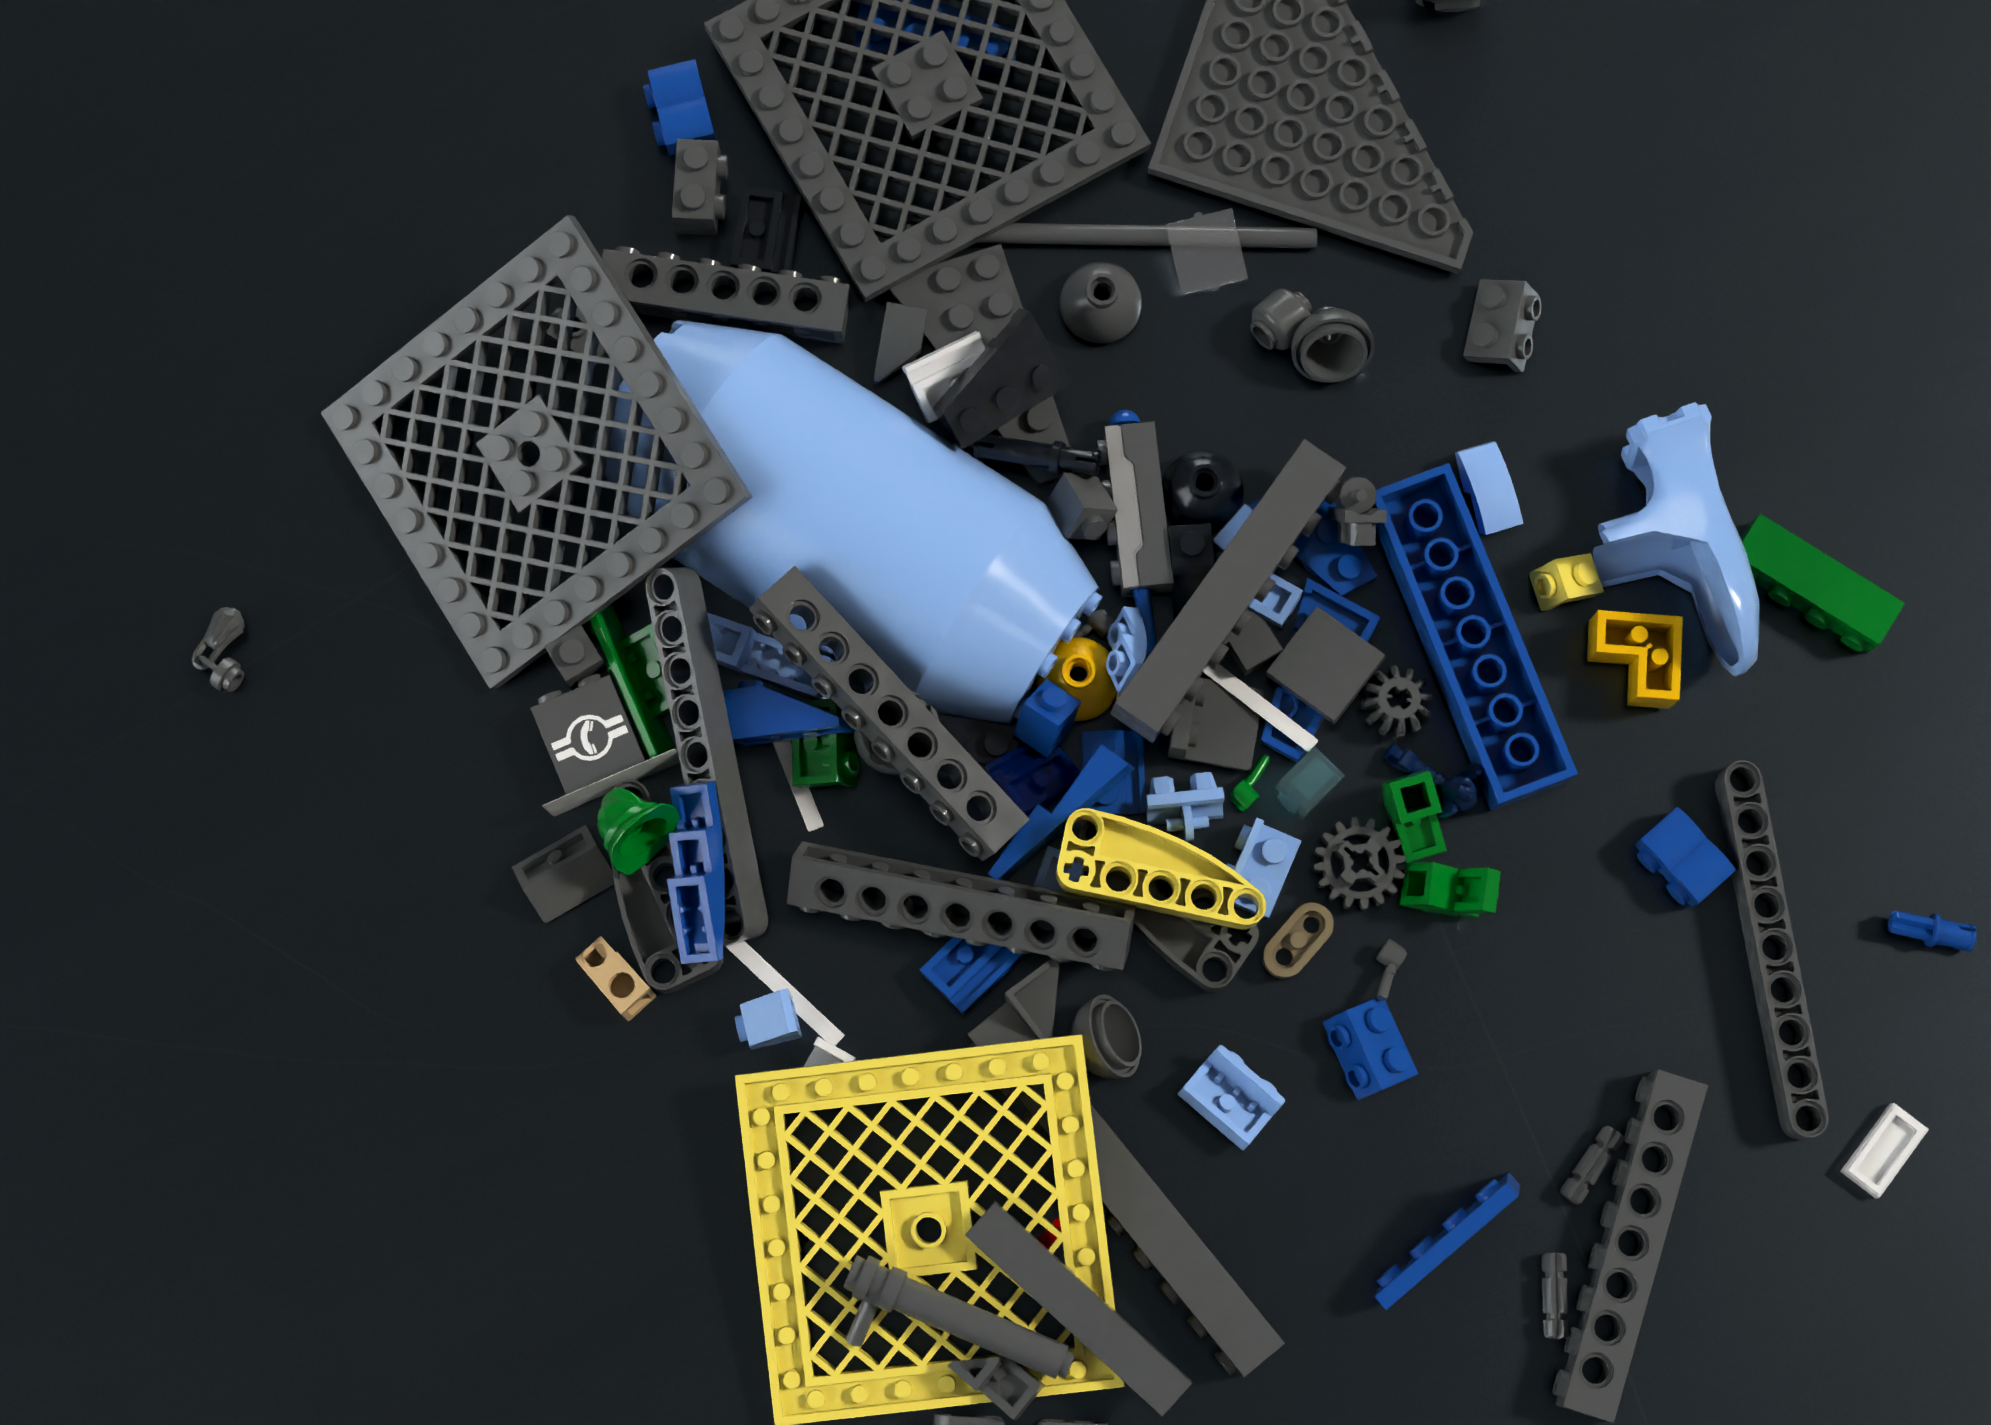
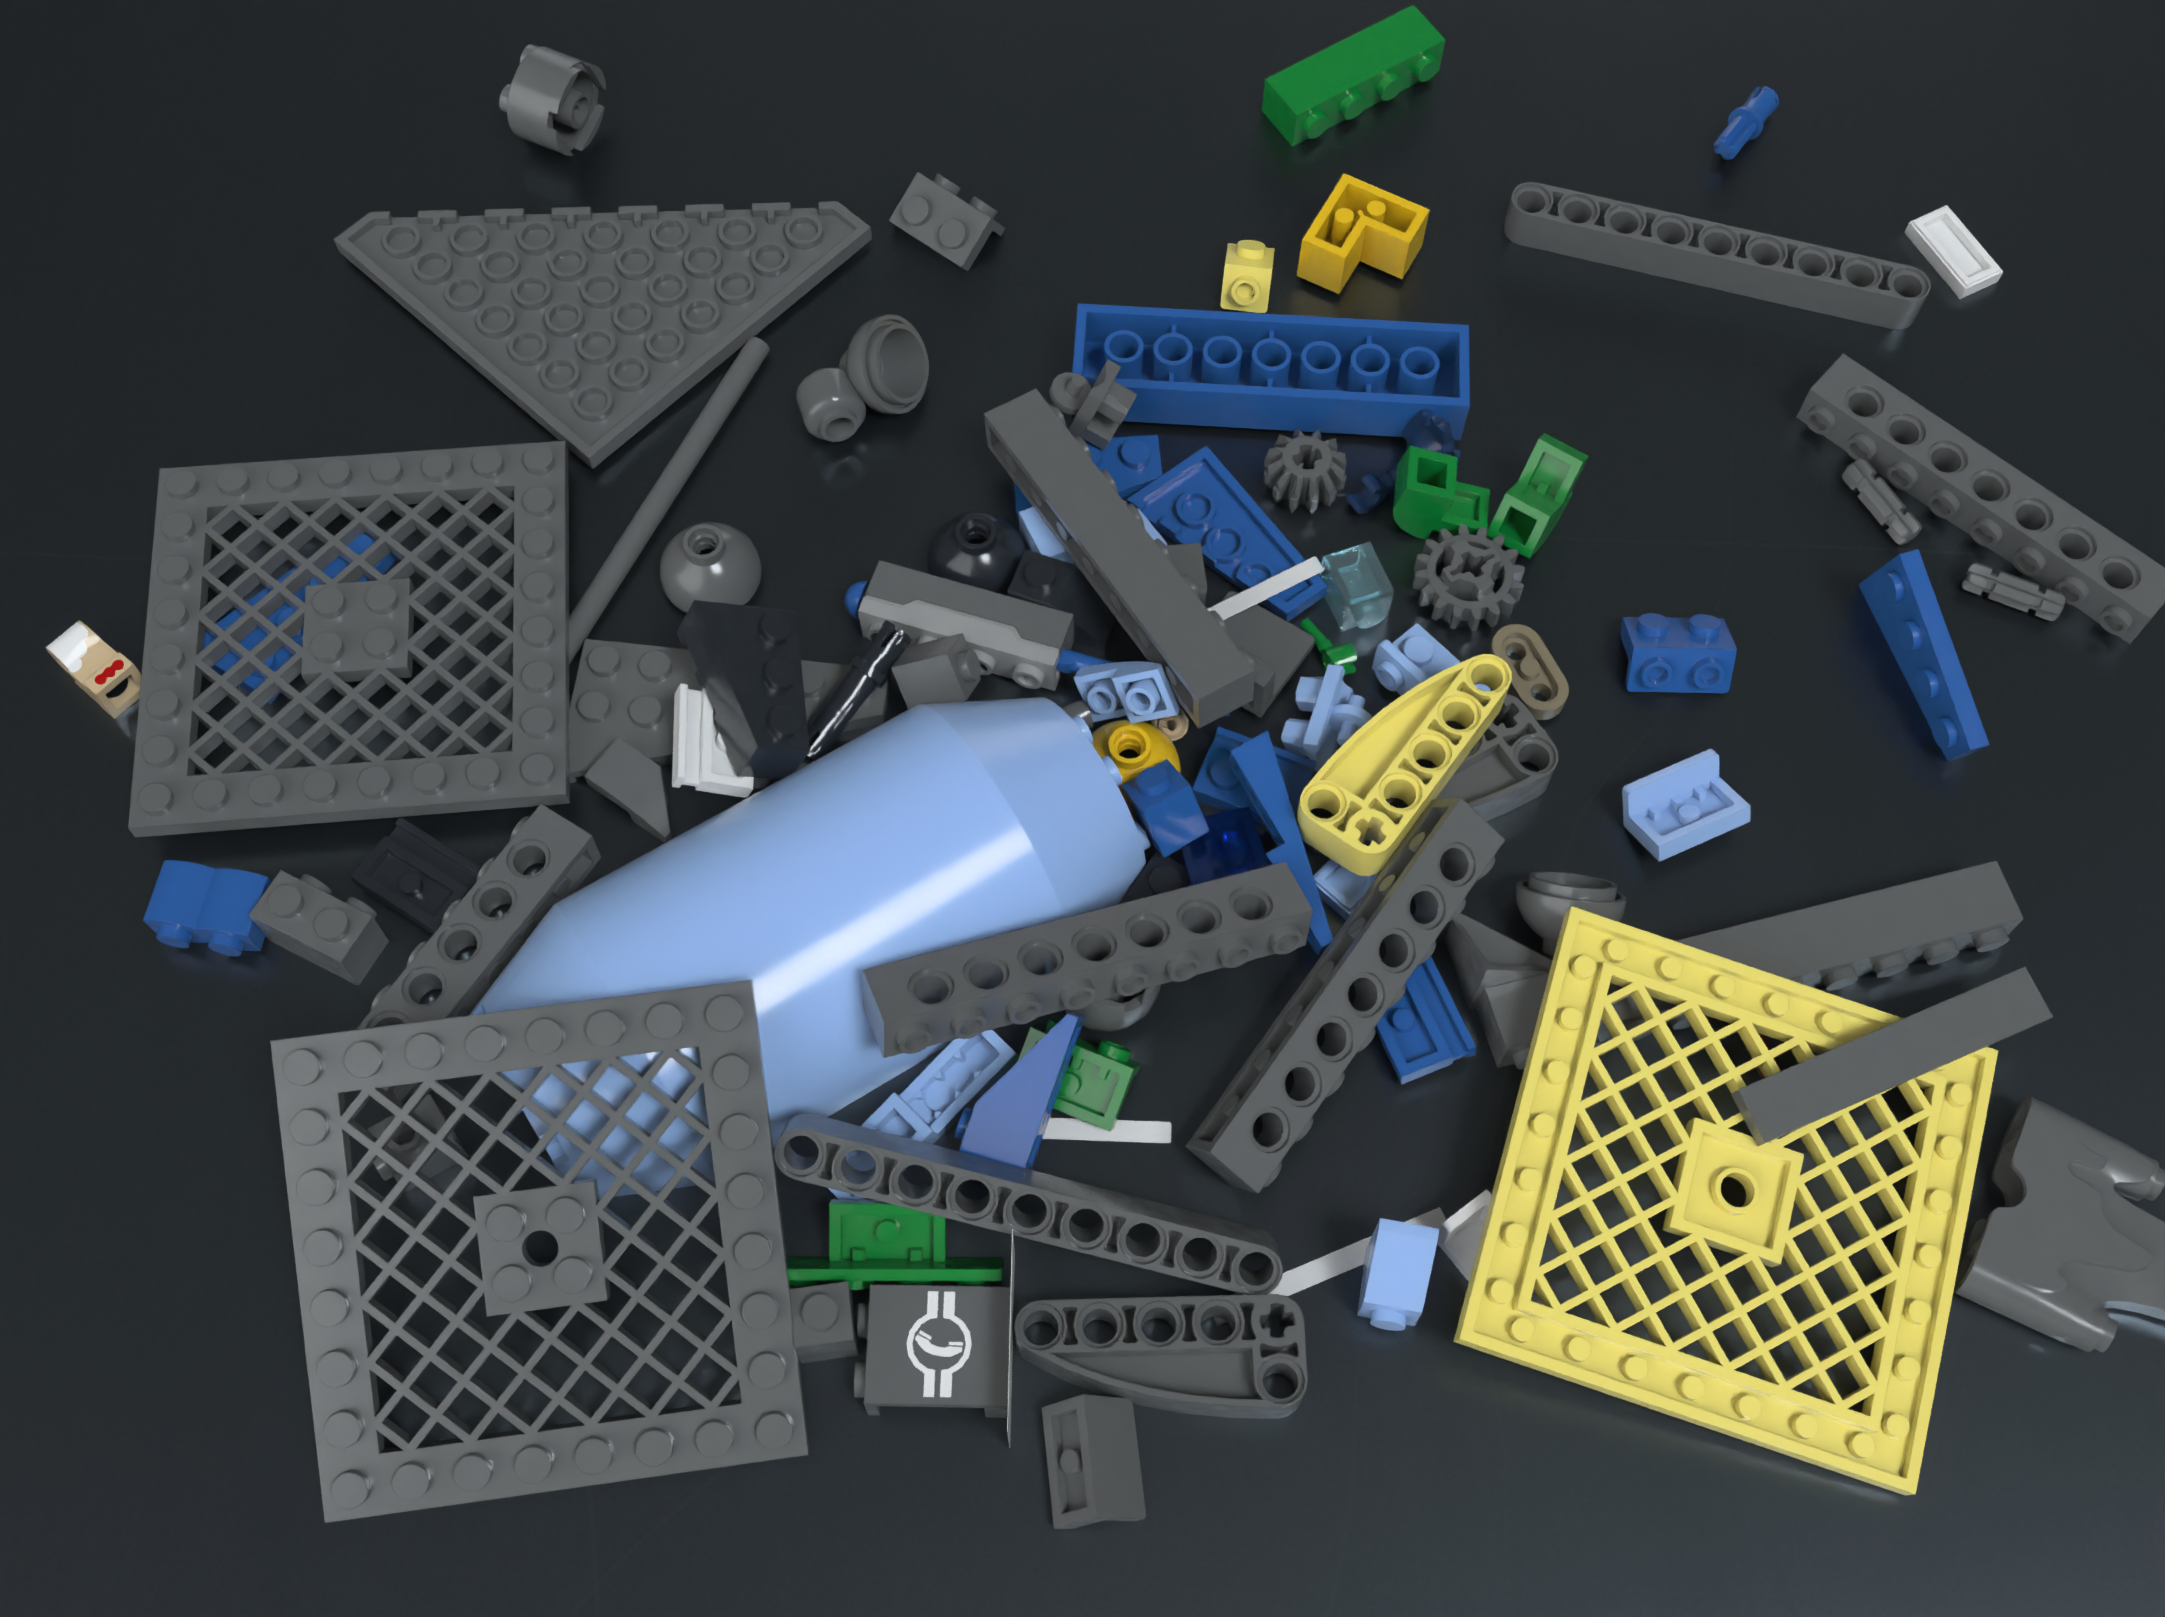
camera: 65 degrees left, 15 degrees down
(615, 978) = (1257, 1452): tan leg -> none
(633, 828) = (1084, 1328): green piece -> none
(699, 877) = (1181, 1273): blue slope -> none
(894, 1290) = (1805, 1256): dark grey cylinder -> none
(1001, 1381) = (1952, 1184): dark grey slope -> none
(1206, 251) = (714, 444): clear piece -> none
(1325, 665) = (1236, 514): dark grey tile -> none
(1392, 957) = (1586, 589): dark grey hand -> none
(1490, 486) = (1111, 289): light blue slope -> none
(1684, 858) = (1587, 288): blue brick -> none
(1685, 533) = (1270, 138): light blue animal -> none

